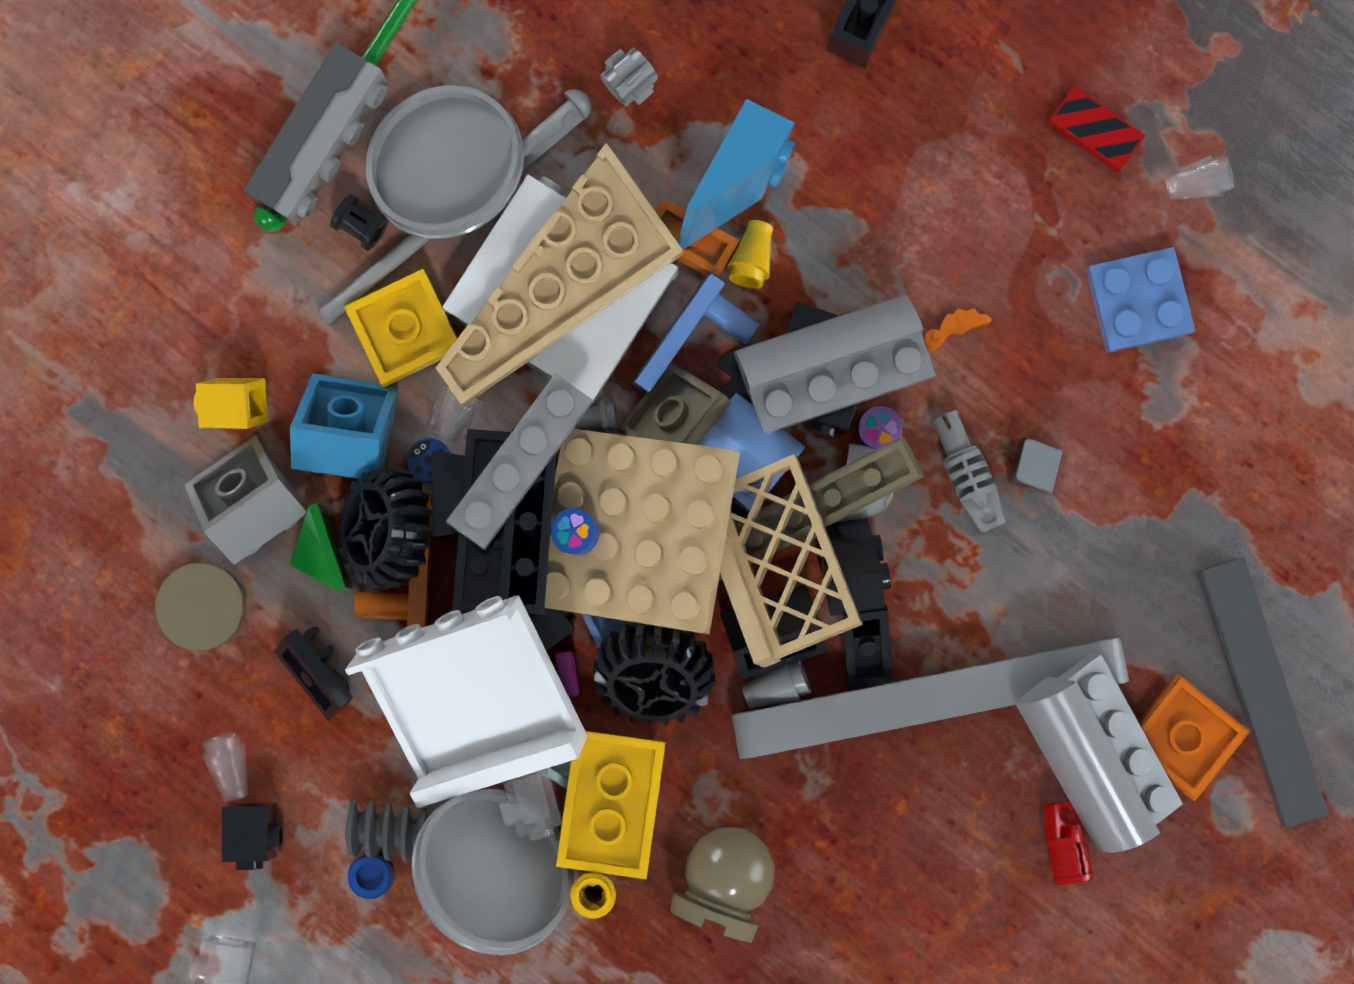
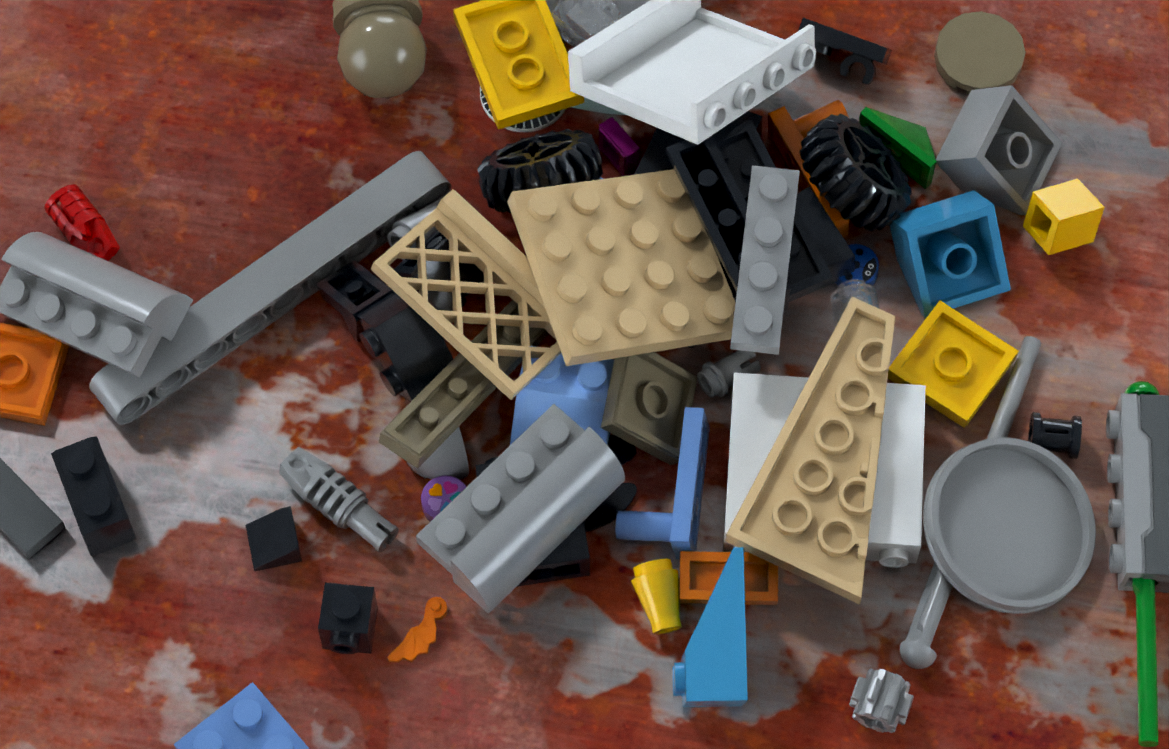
camera: 150 degrees right, 20 degrees down
(575, 531) = (679, 230): blue tile -> none
(1012, 358) = (348, 618): none -> black brick
(1170, 575) = (93, 495): none -> black brick

